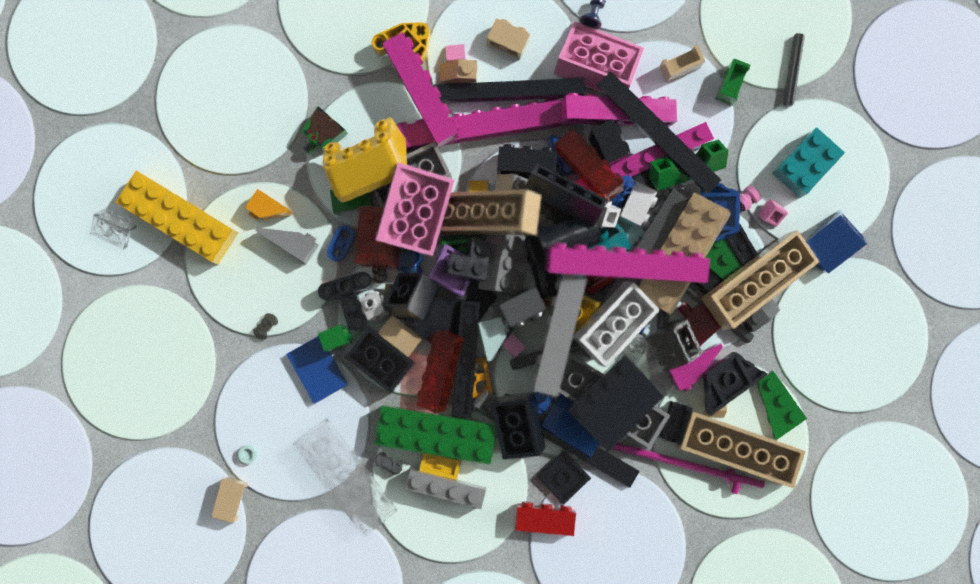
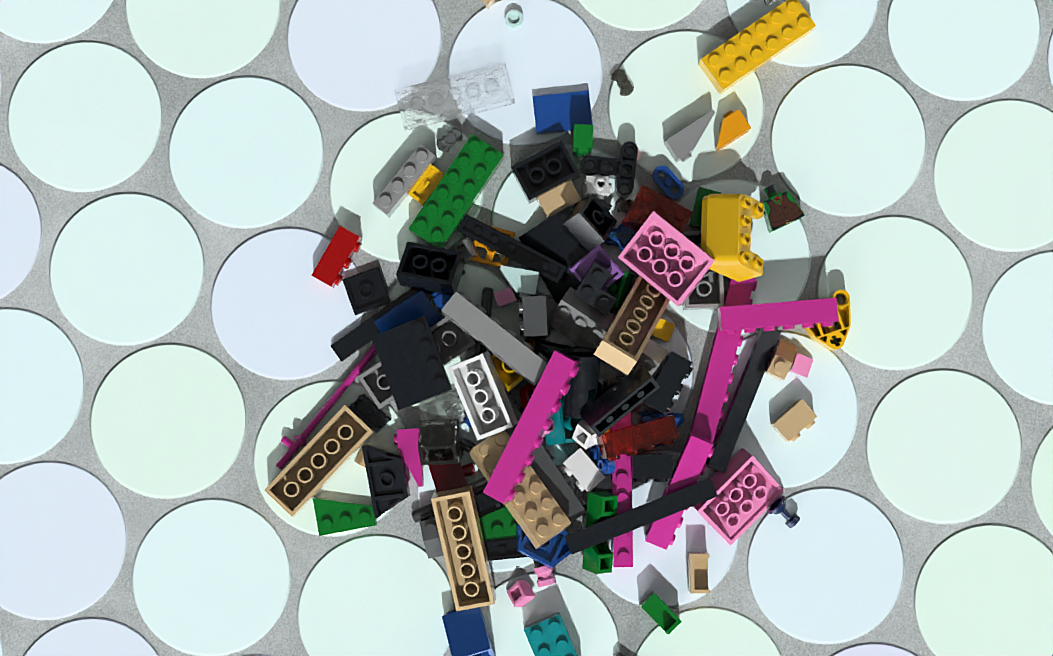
camera: 110 degrees right, 0 degrees up
(439, 371) = (511, 220): clear red brick -> none

